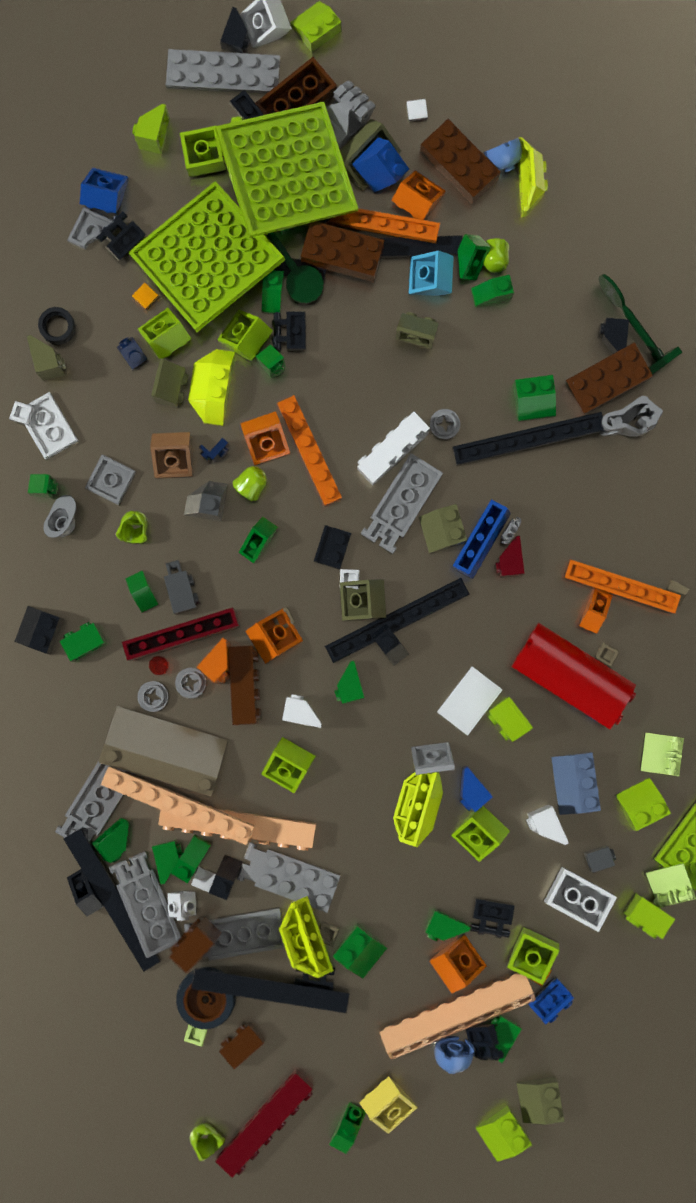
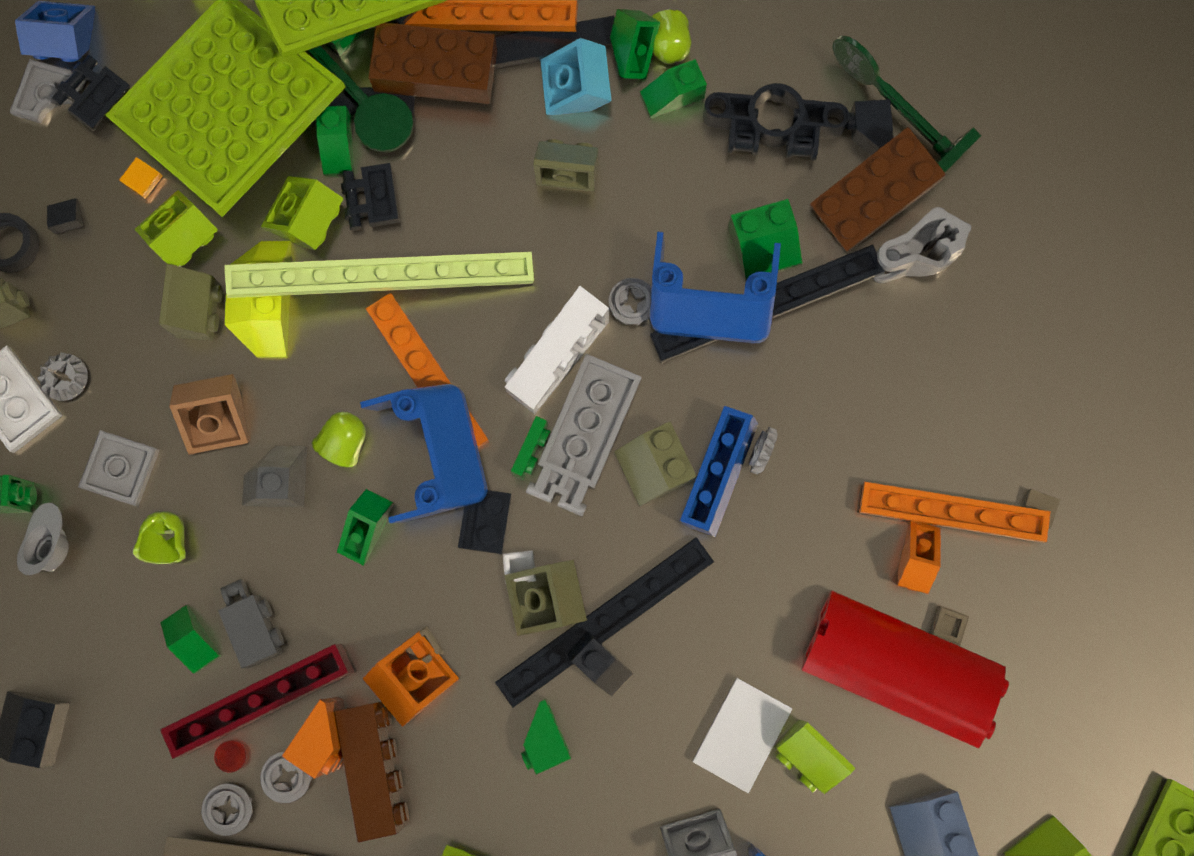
camera: 10 degrees left, 5 degrees down
(82, 425) = (64, 390): none -> light grey gear
(83, 641) = (101, 737): green brick -> none
(94, 313) = (64, 216): none -> black slope
(131, 352) = (128, 265): dark blue bracket -> none
(218, 450) = (283, 396): dark blue bracket -> none
(265, 438) = (353, 365): orange slope -> none
(271, 361) = (346, 242): green slope -> none
(290, 383) = (378, 274): none -> yellowish green plate
(300, 712) = (470, 800): white slope -> none
(319, 498) = (450, 446): none -> blue windscreen
(372, 500) = (536, 437): none -> green plate
(491, 440) = (712, 313): none -> blue windscreen
(511, 560) = (771, 497): dark red slope -> none
(568, 336) = (746, 133): none -> black piece
(662, 754) = (1067, 774): yellowish green hinge -> none

